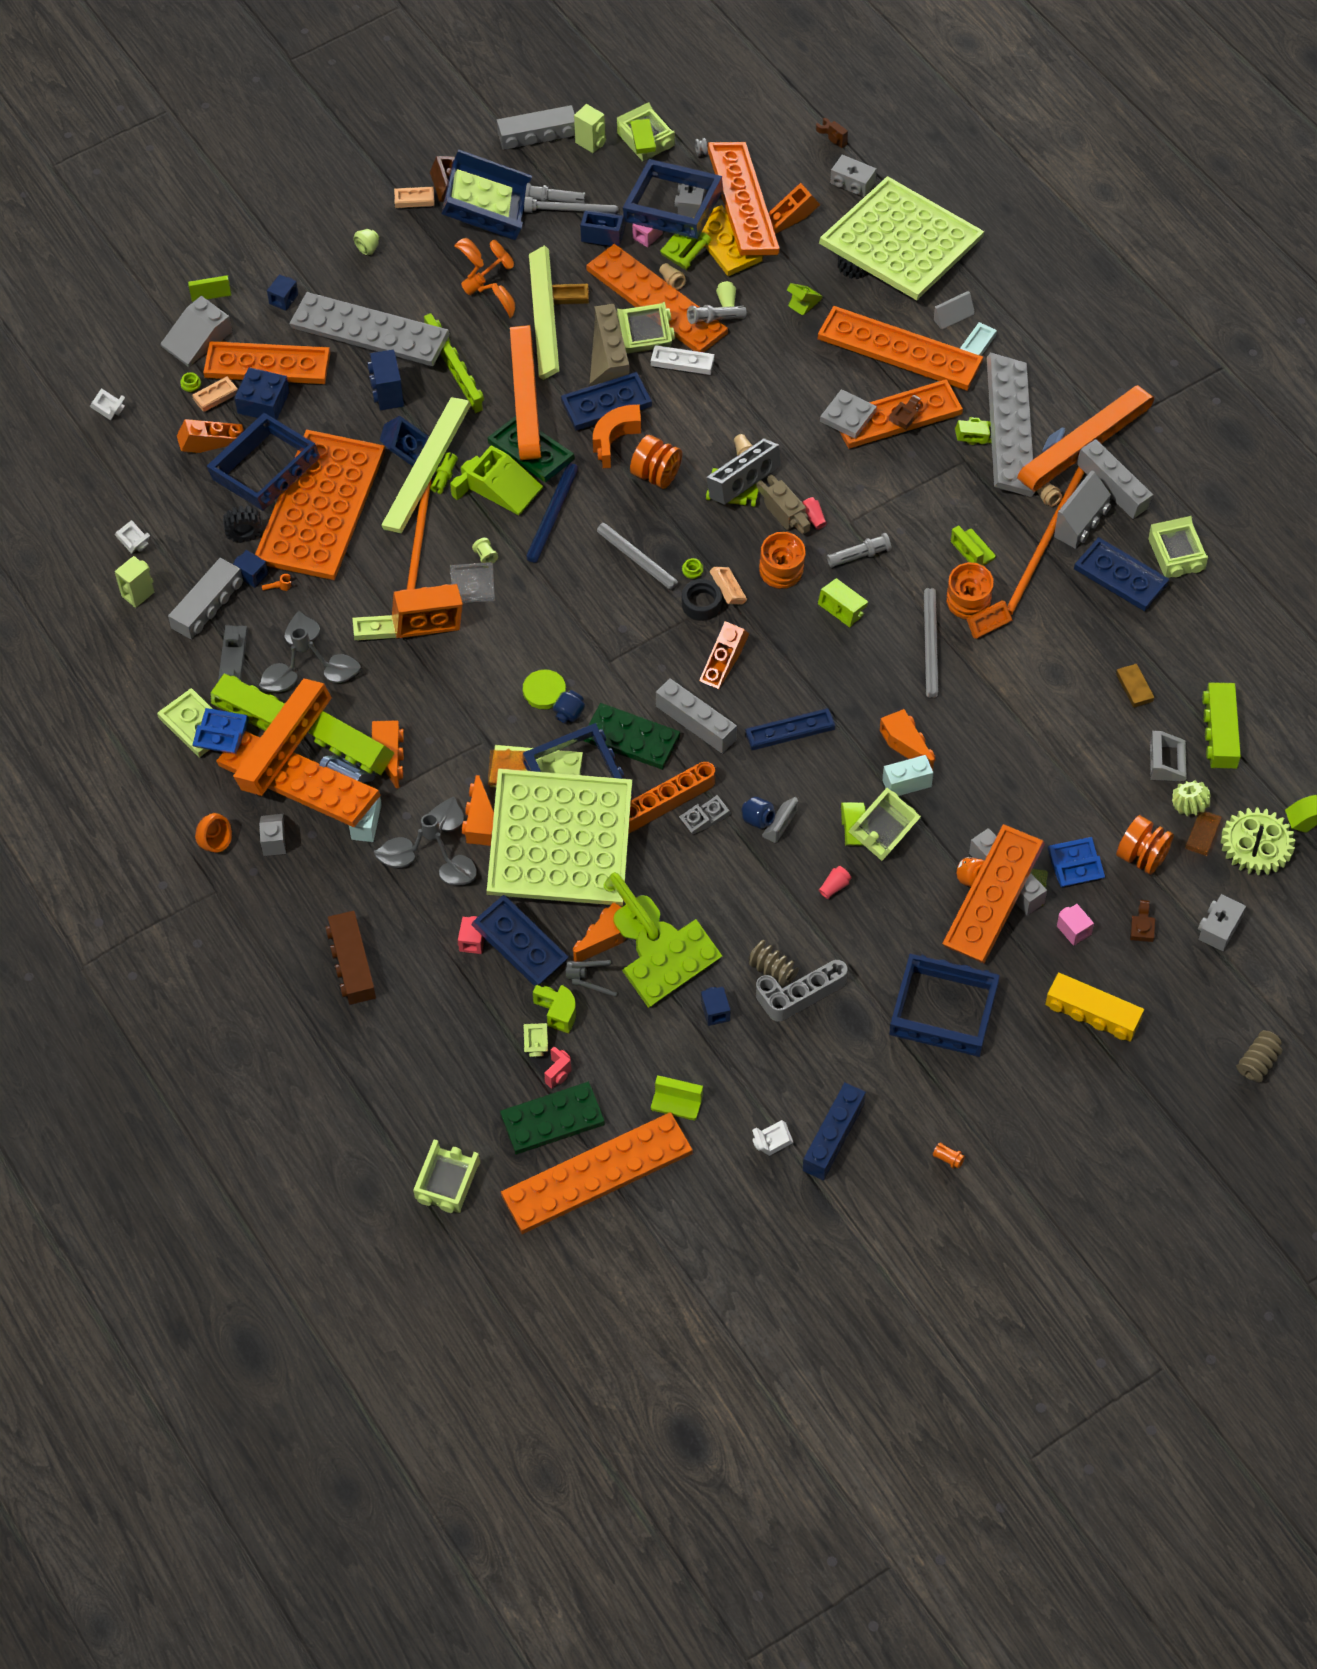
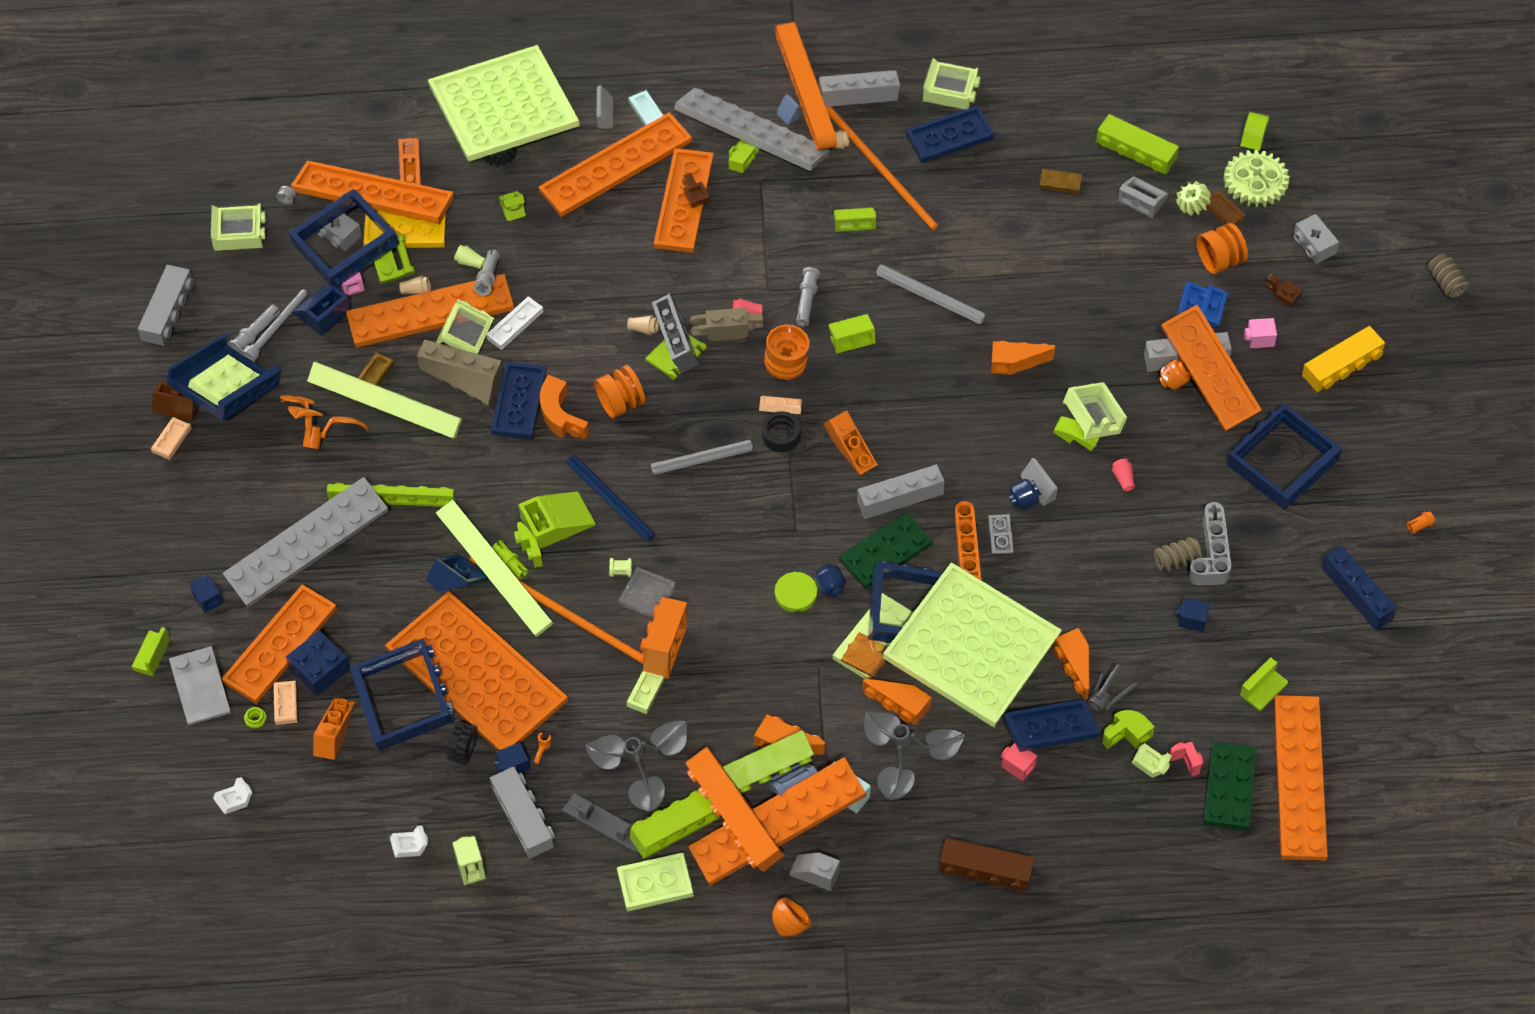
camera: 60 degrees left, 0 degrees up
(220, 731) = (685, 861): blue slope -> none
(366, 241) = (197, 499): yellowish green cone -> none
(385, 380) = (379, 553): dark blue brick -> none
(445, 1178) = (1248, 889): window -> none
(525, 393) = (471, 453): orange beam -> none
(553, 455) = (533, 478): dark green plate -> none
(589, 128) = (206, 263): yellowish green brick -> none
(643, 136) = (249, 227): lime tile -> none
(669, 959) = (1124, 623): lime plate -> none
(692, 564) = (743, 418): lime plate -> none
(772, 1138) = (1340, 633): white bracket -> none
(790, 729) = (952, 433): dark blue tile -> none
(836, 133) = (348, 92): reddish brown plate -> none
(848, 413) = (664, 232): light grey plate -> none
(853, 175) = (406, 103): light grey brick -> none
(908, 775) = (1055, 373): light aqua brick -> none
(969, 589) = (905, 239): orange wheel -> none
(989, 619) = (936, 242): orange plate -> none
(1082, 511) = (875, 126): light grey slope -> none

